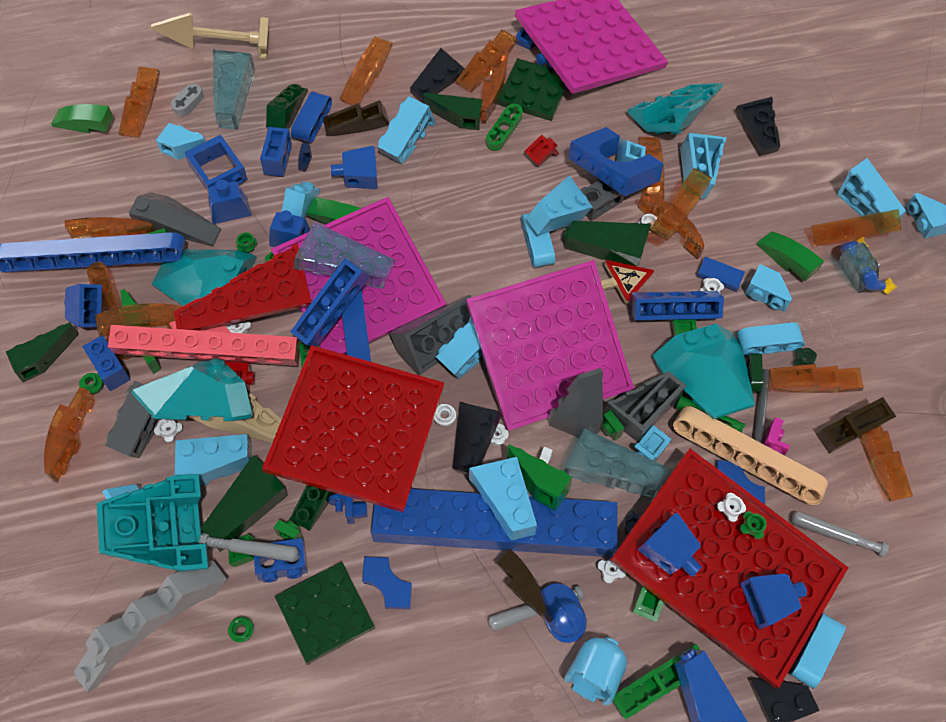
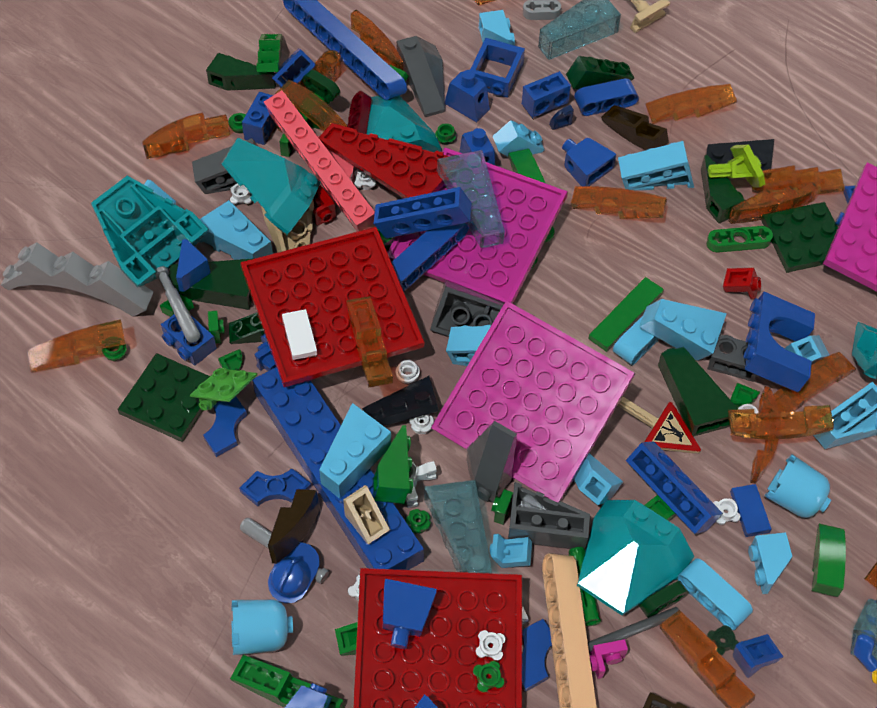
camera: 55 degrees right, 5 degrees down
(45, 313) = (269, 53): none -> green slope
(124, 295) = (321, 85): none -> dark green beam
(169, 289) = (359, 112): none -> dark red beam
(213, 661) = (77, 344): none -> clear orange slope
(221, 510) = (191, 266): none -> blue slope
(331, 542) = (232, 361): none -> green tile
(358, 560) = (222, 386): none -> bright green hinge
(370, 467) = (299, 334): none -> white tile
(413, 173) = (625, 202): none -> clear orange slope
(417, 420) = (369, 342): none -> clear orange slope
(455, 78) = (742, 165): none -> lime piece
(467, 589) = (264, 487): none -> blue tile
(509, 238) = (625, 314): none -> green tile
(569, 524) = (365, 515): none -> tan slope
(585, 488) = (418, 527): none -> green plate
(629, 214) = (744, 395): none -> green tile
(640, 349) = (597, 481): none -> medium azure slope
(729, 233) = (799, 488): none -> medium azure cylinder
(833, 347) = (755, 654): none -> blue slope

